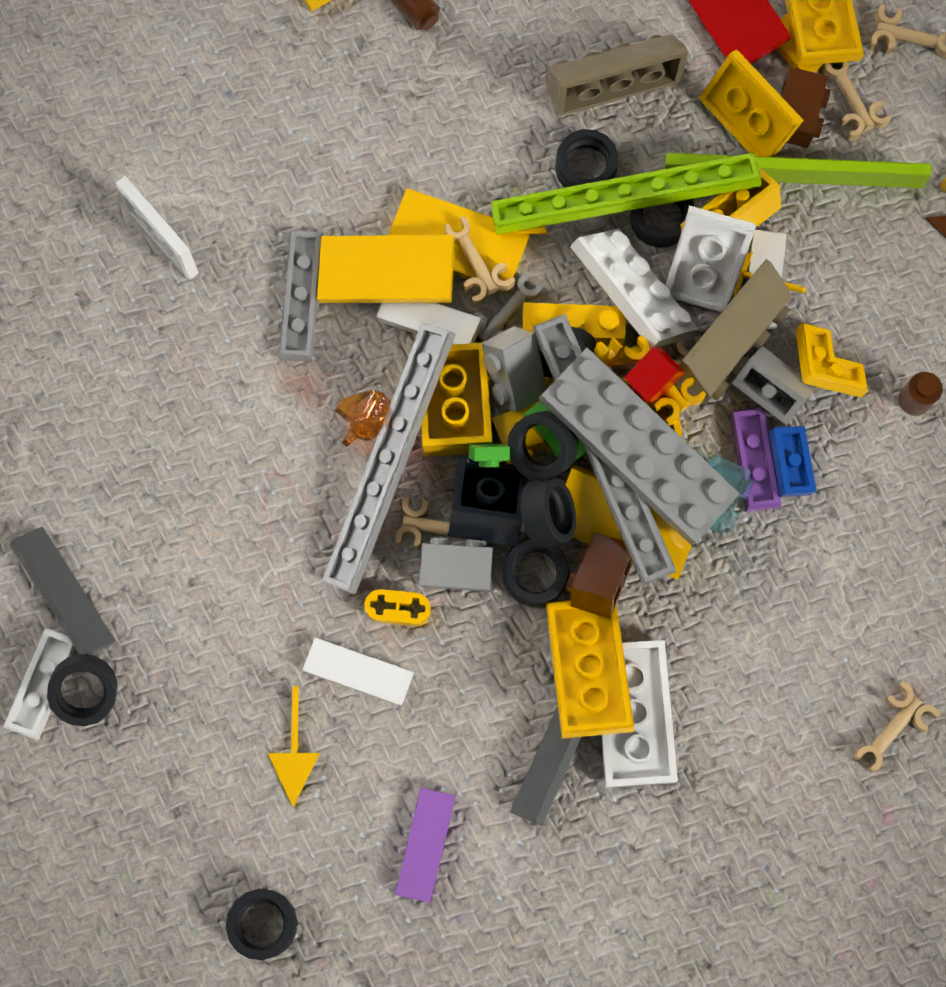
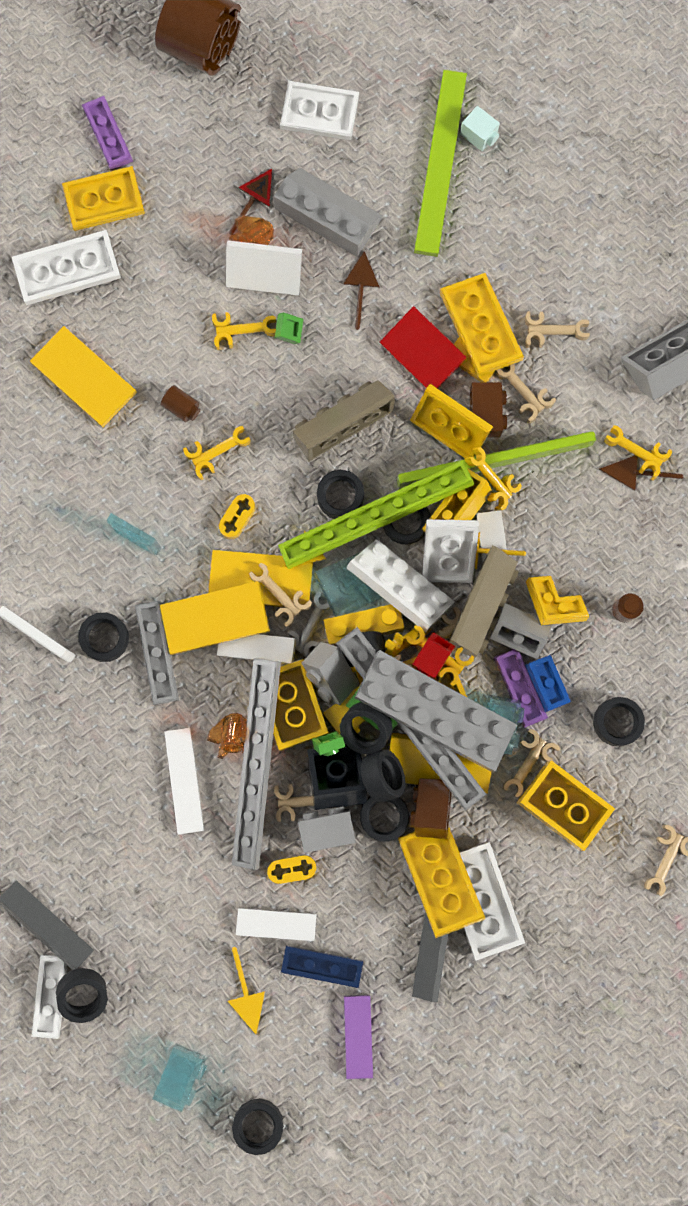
camera: 15 degrees left, 5 degrees up
(178, 831) = (179, 1077): none -> clear light blue brick
(233, 234) = (89, 623): none -> black tyre
(290, 461) = (184, 781): none -> white tile
(313, 140) = (133, 534): none -> clear light blue tile
(402, 740) = (322, 966): none -> dark blue plate
(423, 79) = (201, 459): none -> yellow bar
(443, 152) = (232, 513): none -> yellow beam
(562, 276) = (344, 589): none -> clear light blue tile
(758, 539) = (539, 747): none -> tan bar
(776, 618) = (565, 805): none -> yellow brick
(796, 205) = (503, 486): none -> yellow bar
(891, 515) = (634, 709): none -> black tyre

